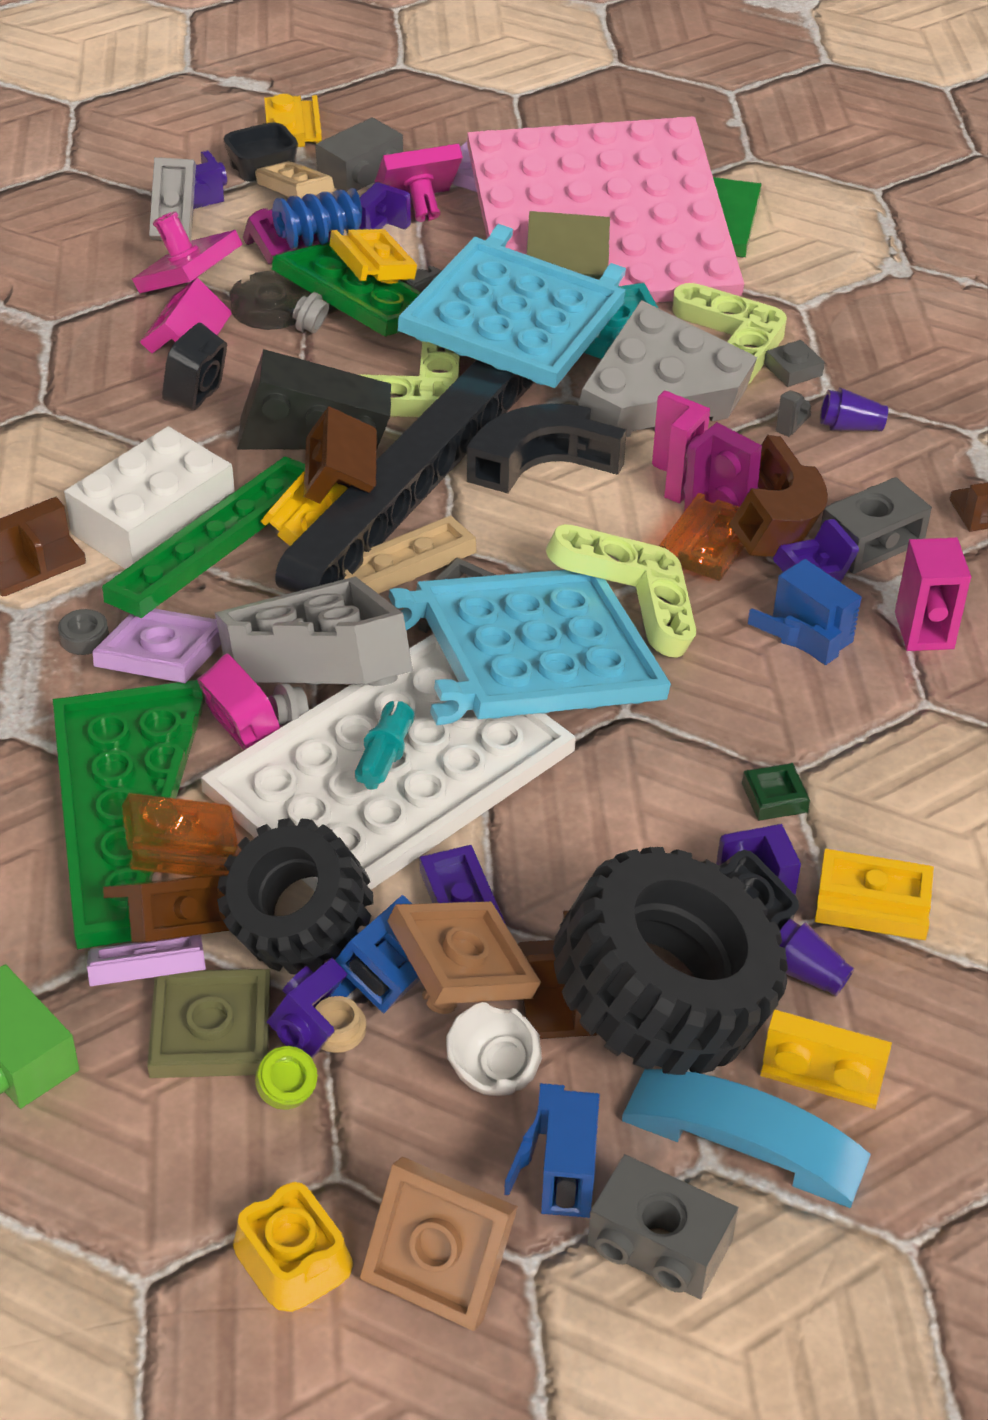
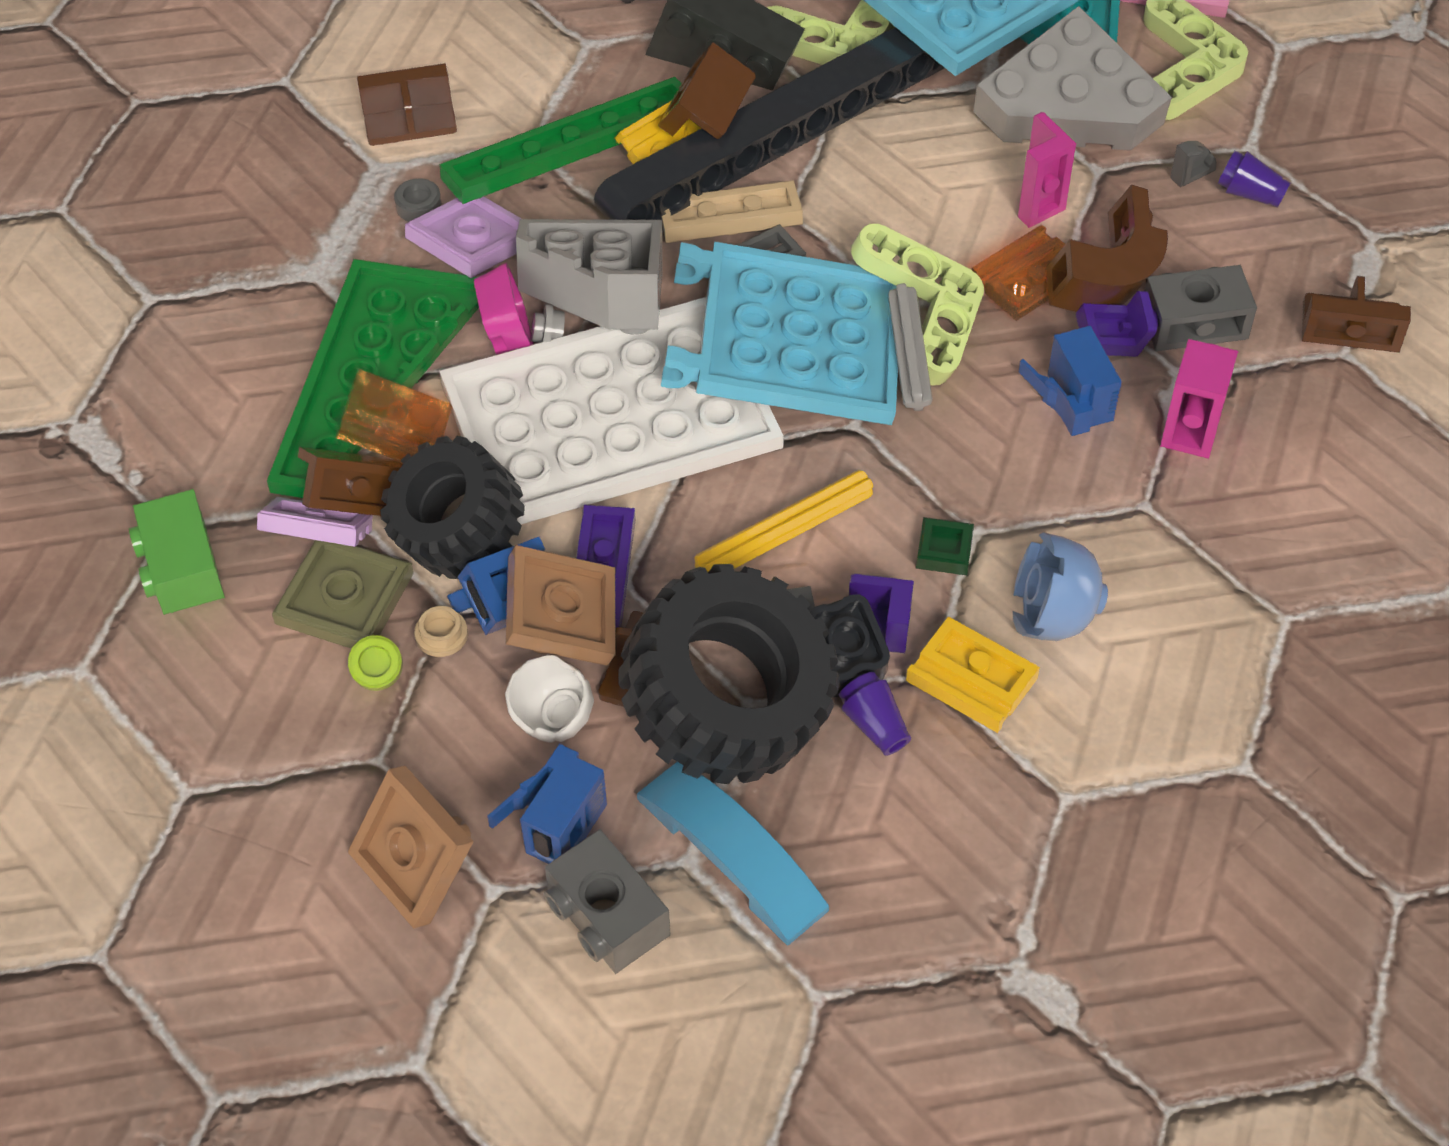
camera: 25 degrees right, 10 degrees up
(147, 496) = (530, 82): white brick -> none
(291, 1248) = (309, 806): yellow piece -> none
(296, 1017) = (409, 604): dark purple bracket -> none
(384, 744) = (602, 391): teal axle -> none
(538, 436) = (918, 119): black arch -> none
(616, 820) = (788, 522): none -> yellow axle
(650, 625) = (910, 347): none -> light grey axle
(721, 466) = (1065, 204): magenta bracket -> none
(794, 363) = (1230, 108): dark grey plate -> none
(825, 1059) = (827, 809): yellow plate -> none
(907, 792) = (1058, 589): none -> medium blue cylinder

